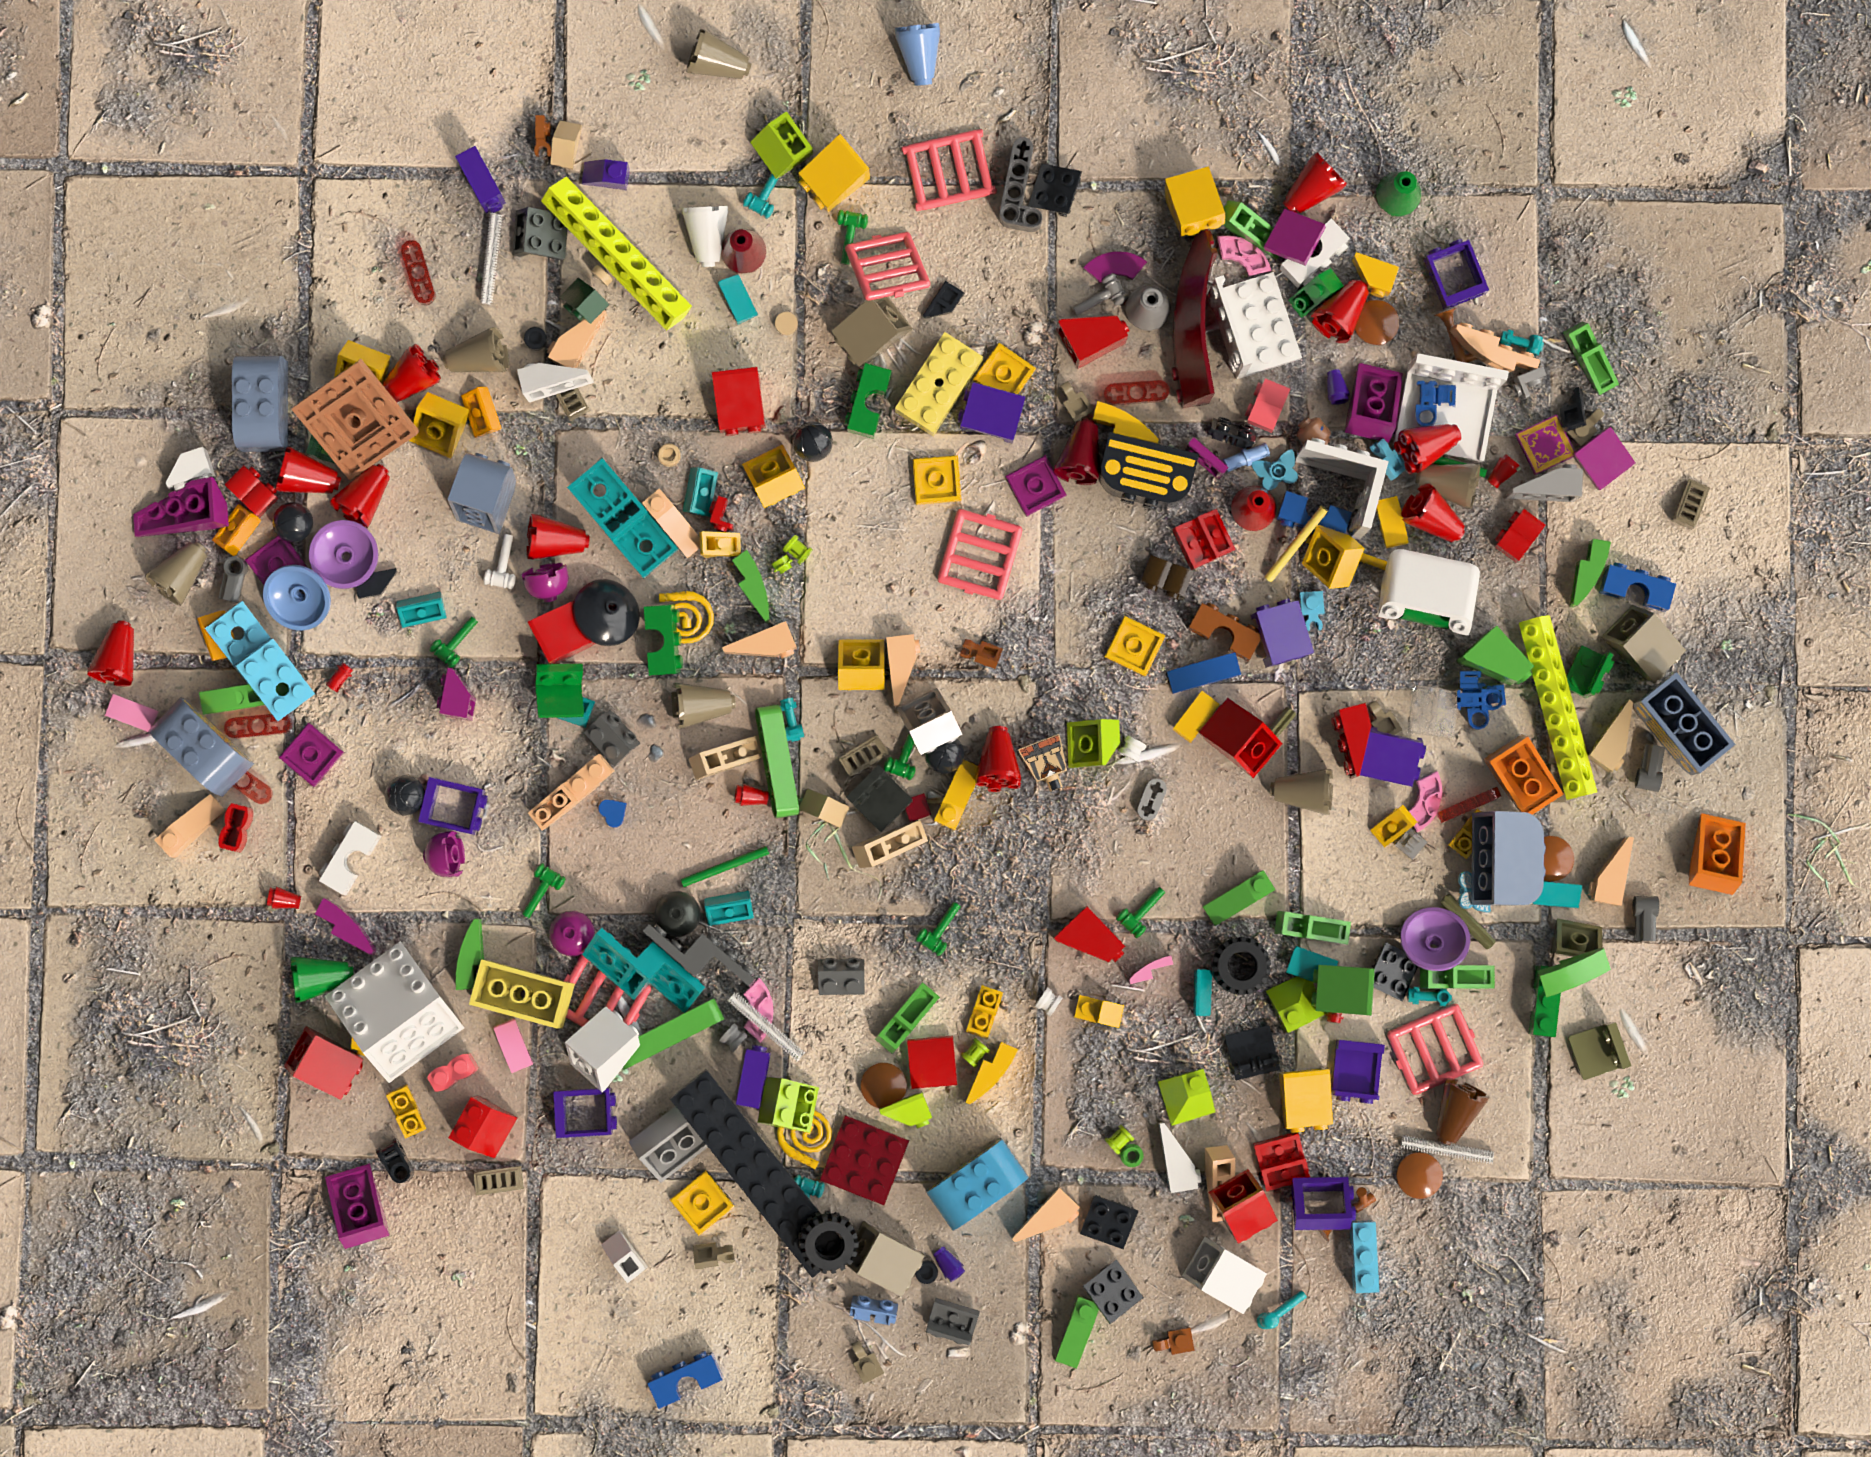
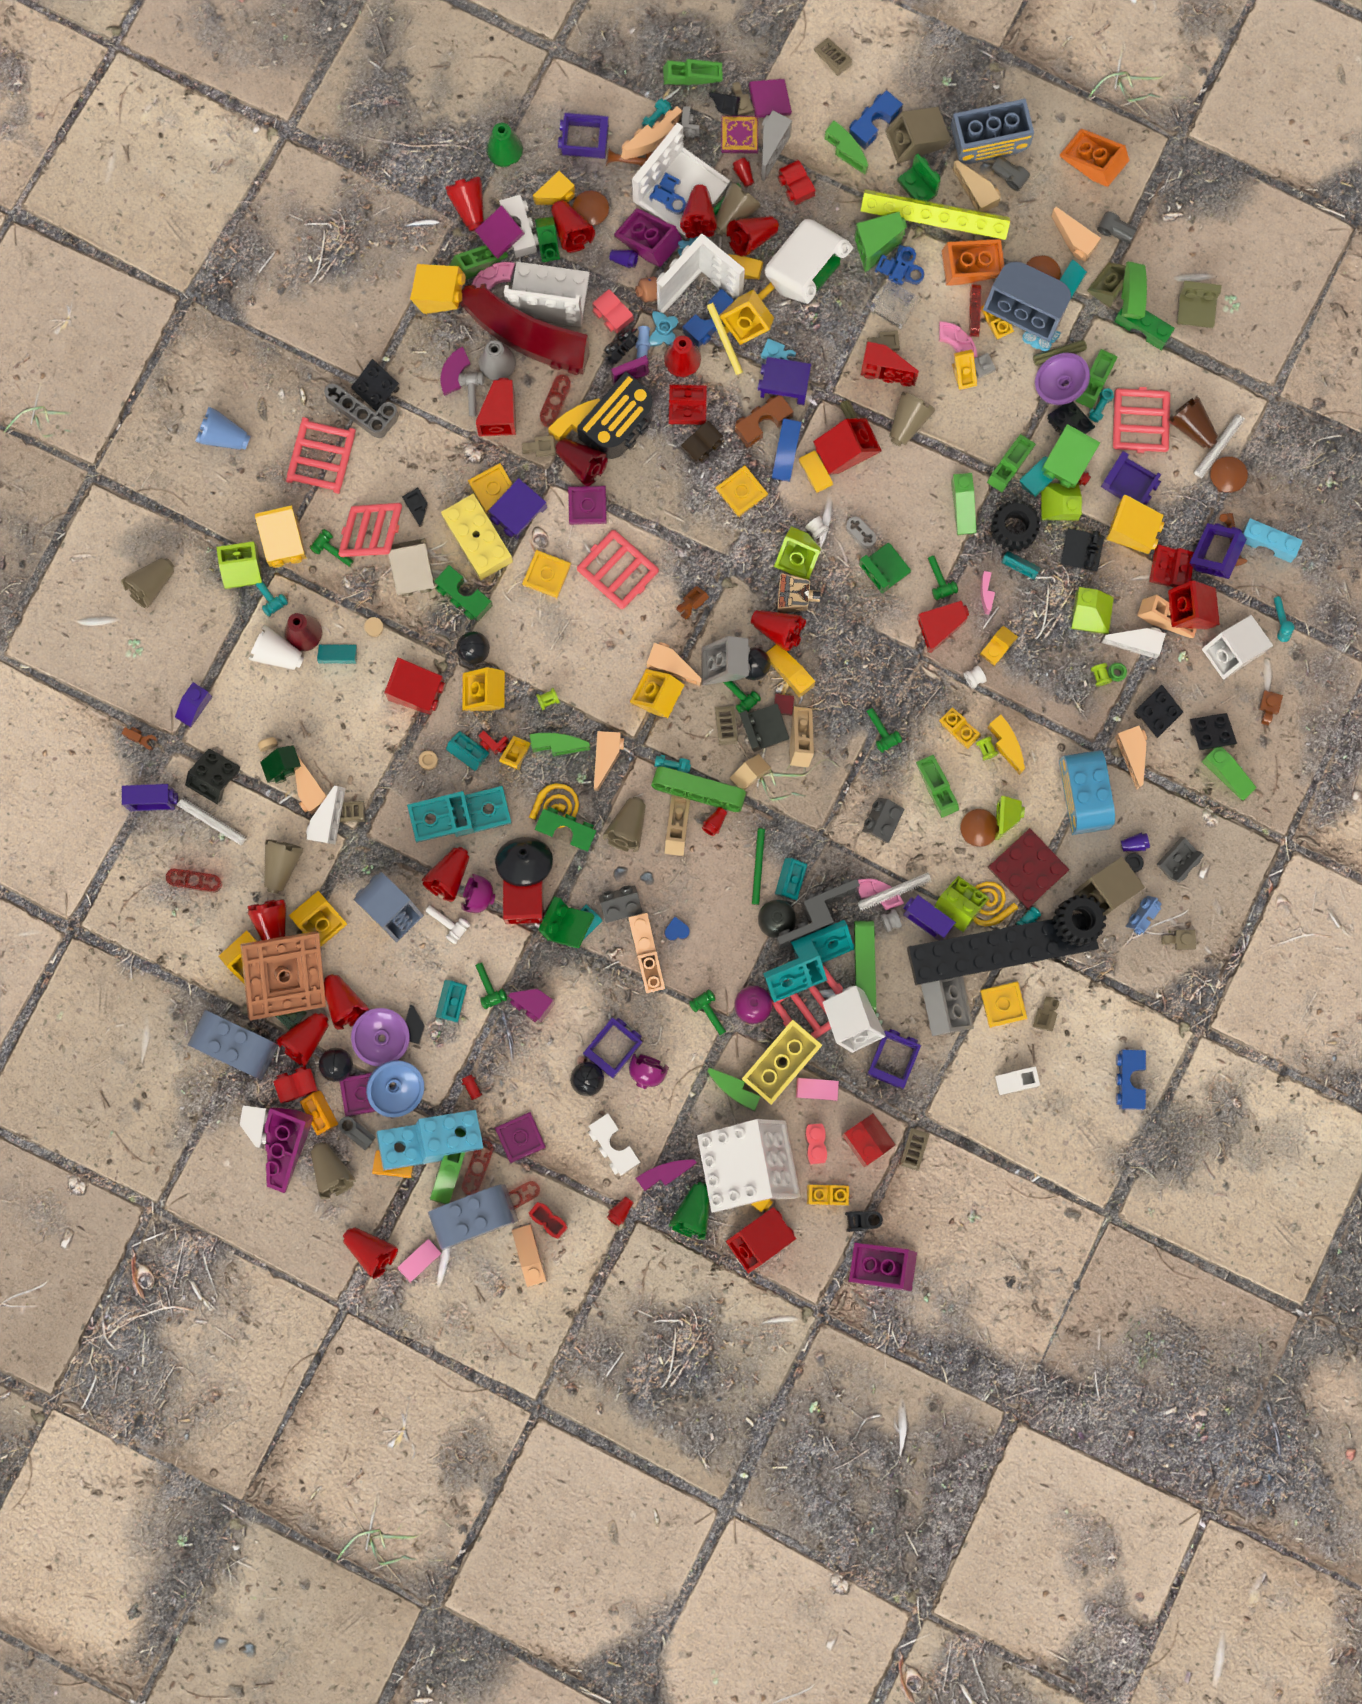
camera: 60 degrees left, 5 degrees down
(482, 411) = (327, 884): light orange slope -> none
(535, 338) = (289, 817): black tile -> none
(565, 144) = (155, 724): tan slope -> none
(616, 253) = (256, 724): neon yellow brick -> none
(672, 523) = (481, 779): light nougat slope -> none
(782, 564) = (553, 715): lime plate -> none
(932, 1062) = (979, 783): red slope -> none
(1124, 845) = (884, 567): none -> green bracket
(1392, 758) = (917, 343): dark purple panel -> none

